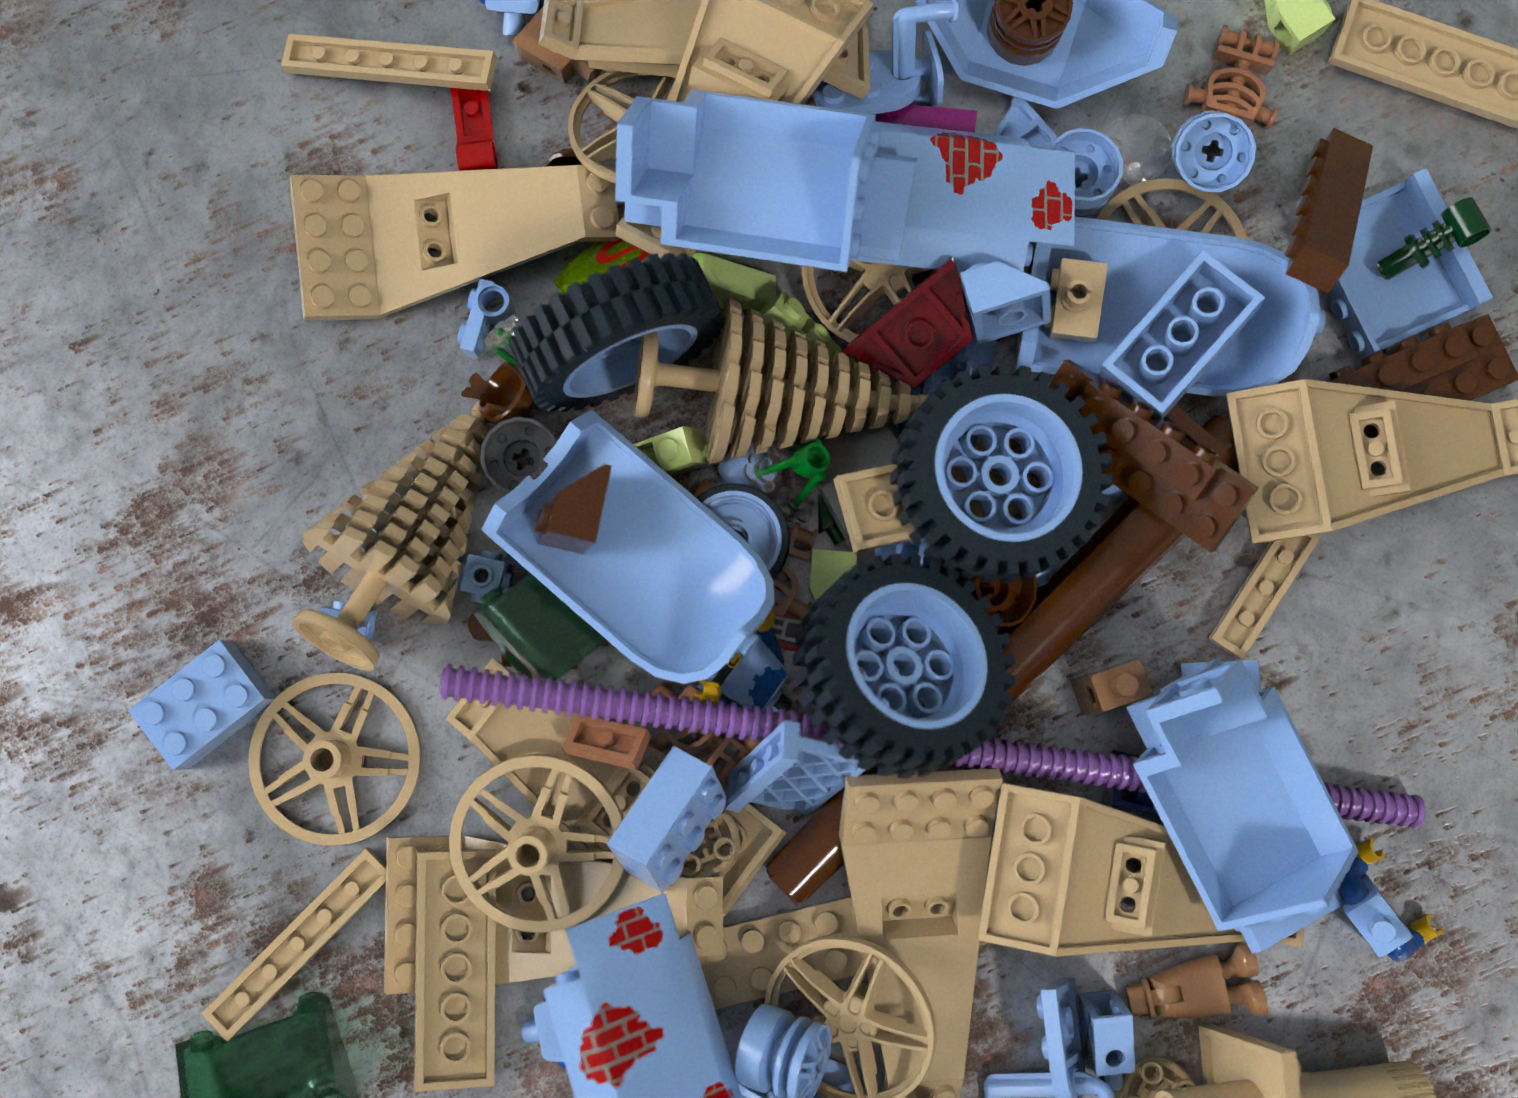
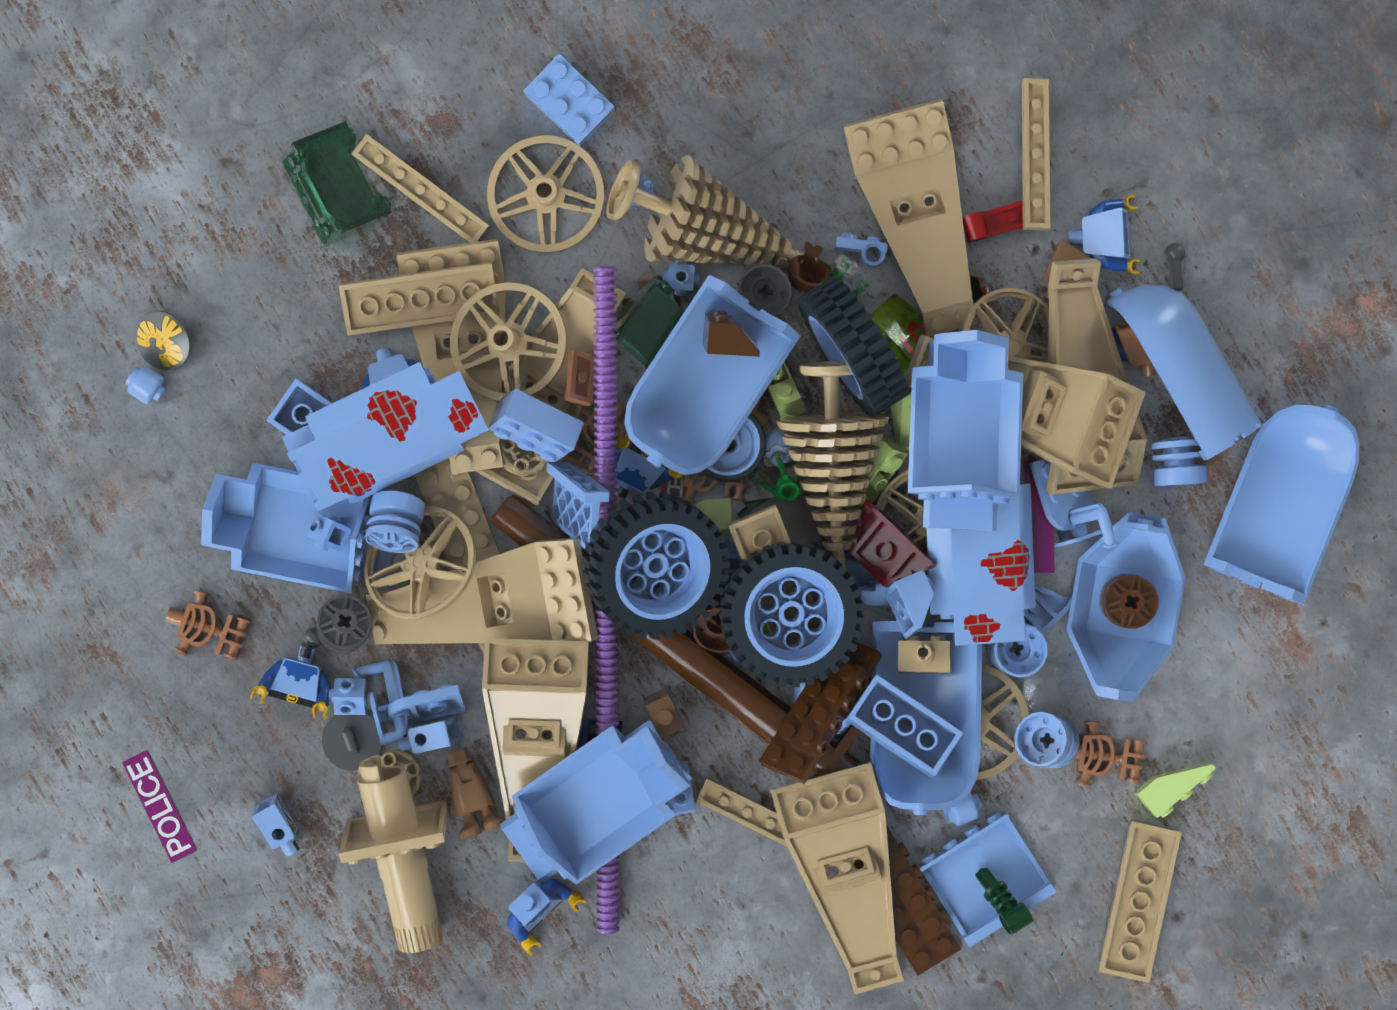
camera: 85 degrees right, 5 degrees up
(1328, 210) = (1010, 820): reddish brown brick -> none

